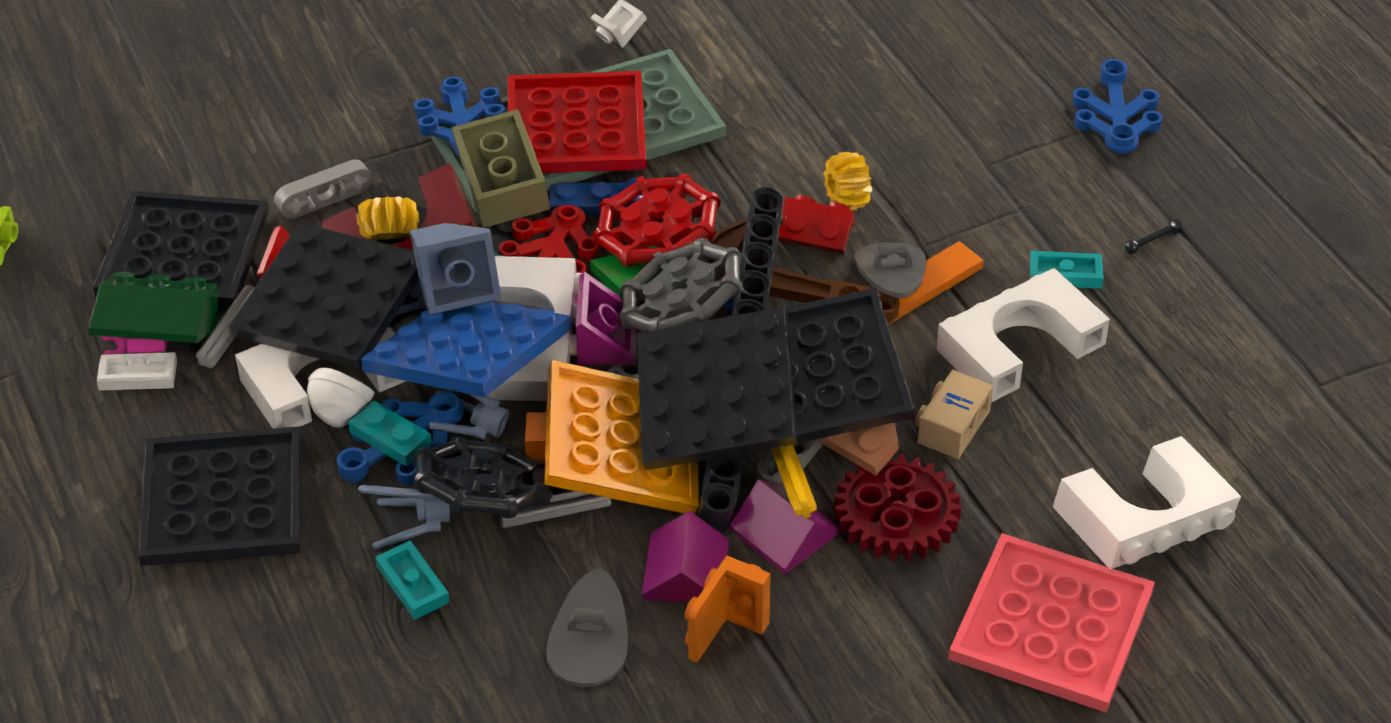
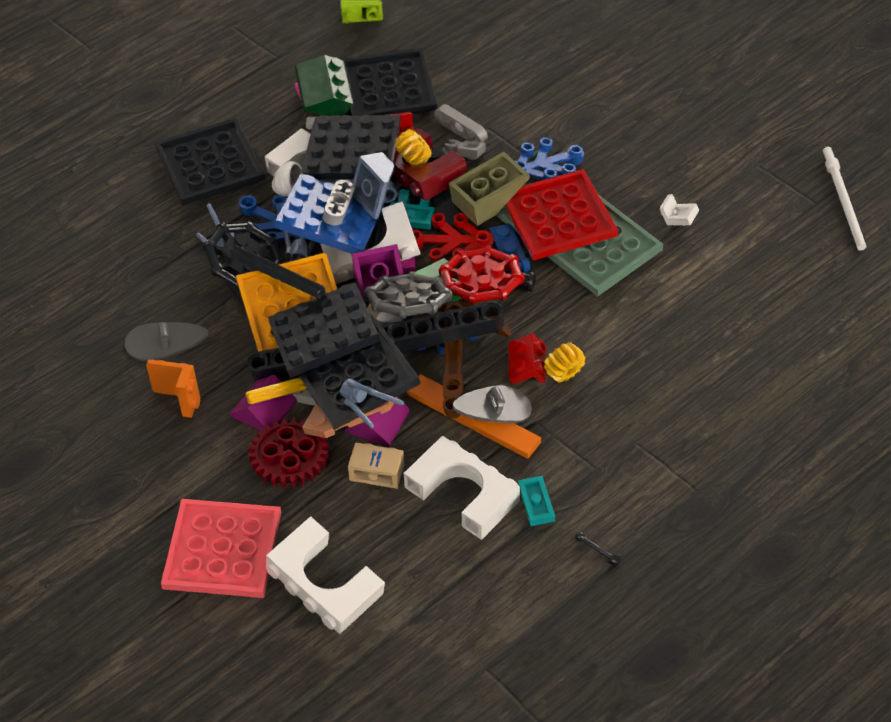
camera: 75 degrees right, 5 degrees up
(137, 371) = (287, 99): white plate -> none
(380, 186) = (468, 149): none -> light grey plate
(389, 432) = (269, 211): teal plate -> none
(412, 580) = (172, 253): teal plate -> none
(464, 317) = (340, 208): none -> light grey beam
(575, 416) = (277, 272): none -> black axle
(681, 559) = (219, 369): magenta slope -> none
(879, 358) = (357, 392): none -> sand blue plant
(1120, 136) = (723, 505): blue plant -> none

